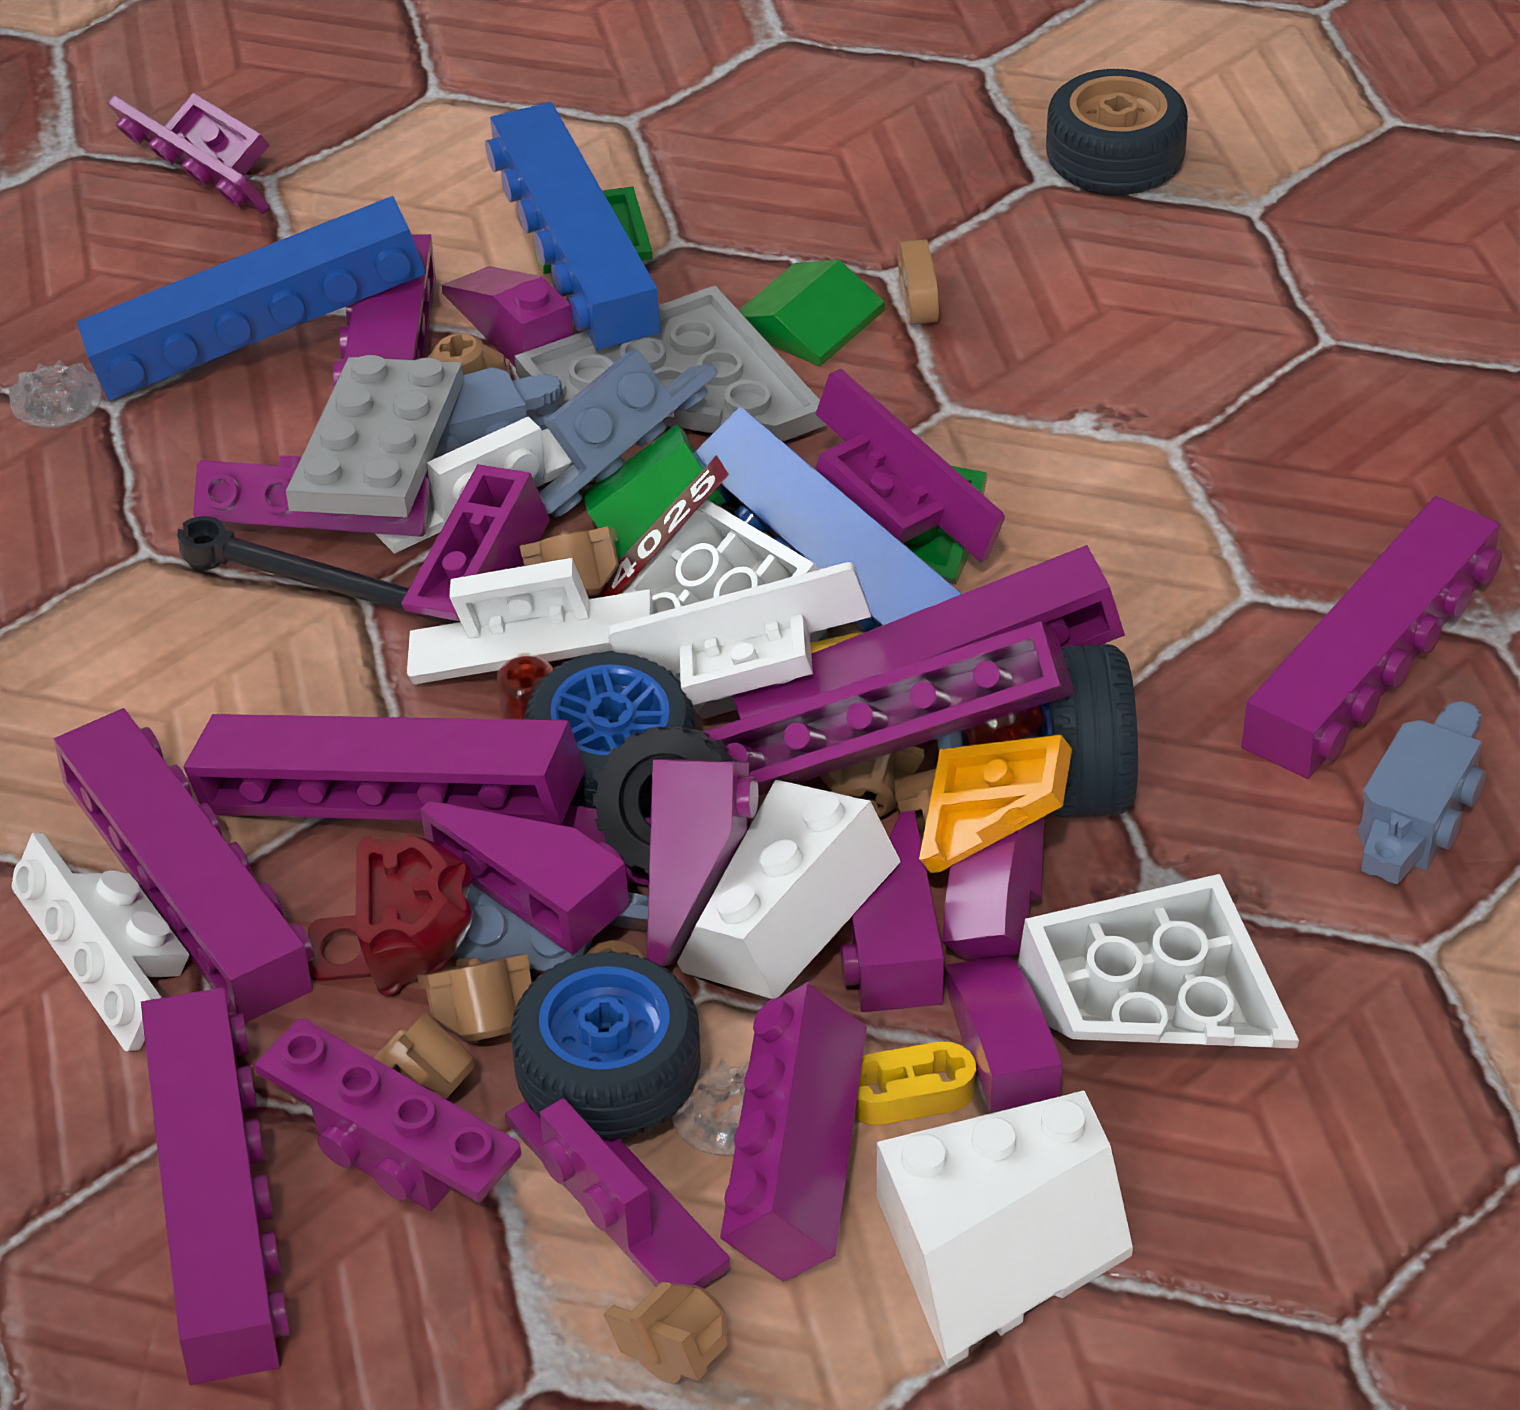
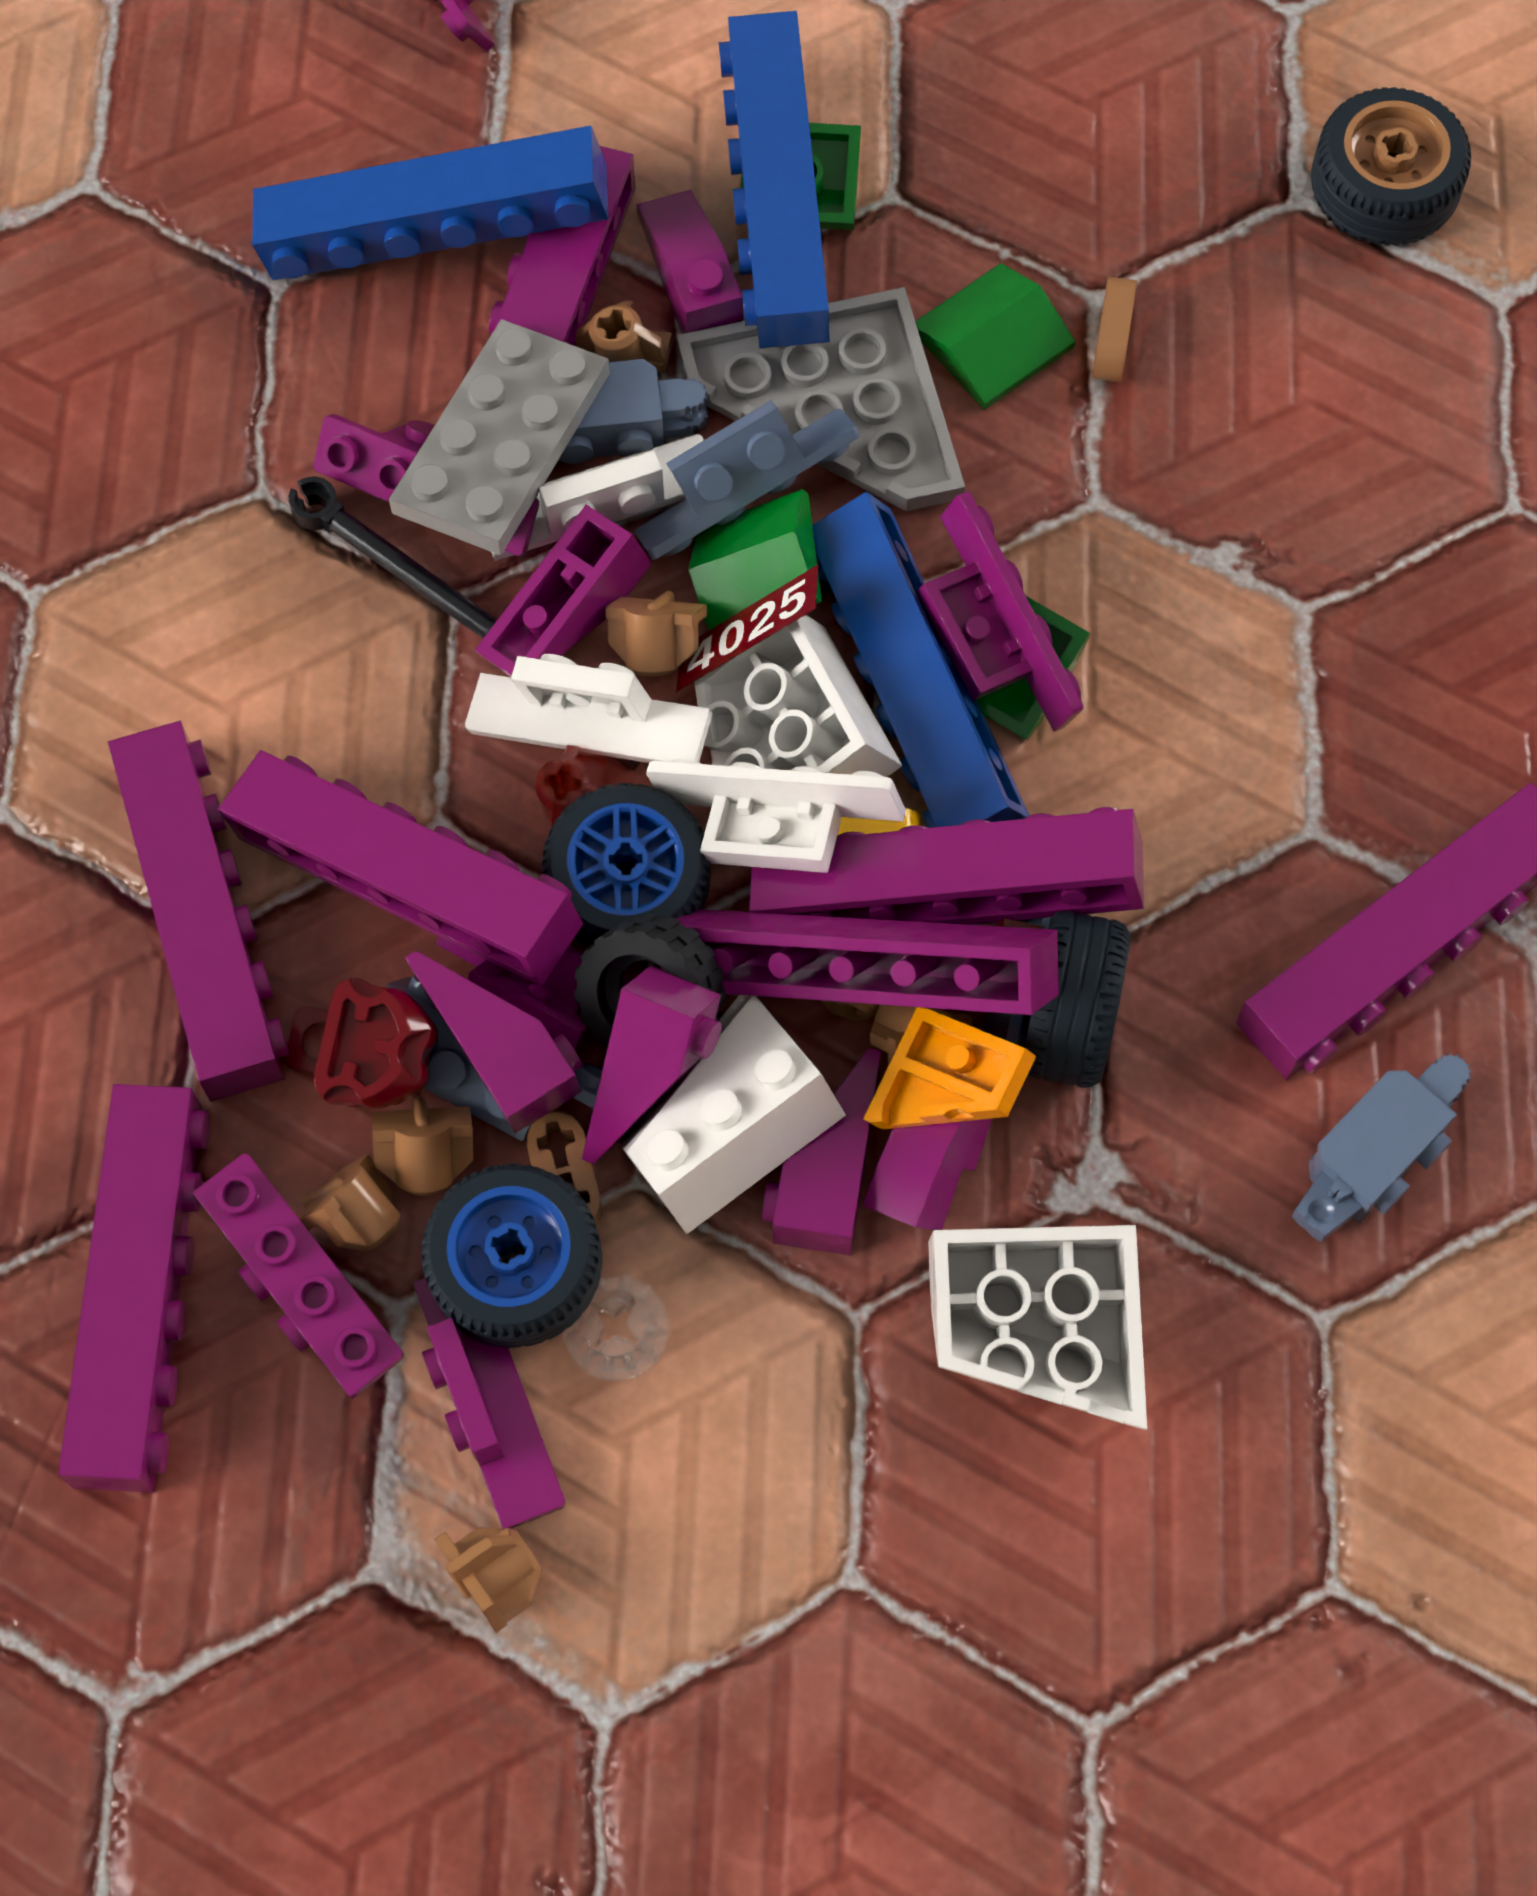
camera: 15 degrees right, 25 degrees up
(57, 408) = (215, 283): clear gear -> none
(101, 933) = (112, 971): white bracket -> none
(794, 1133) = (657, 1391): magenta brick -> none
(912, 1085) = (787, 1330): yellow beam -> none
(1002, 1214) = (819, 1532): white wedge -> none
(1004, 1032) = (887, 1315): magenta slope -> none

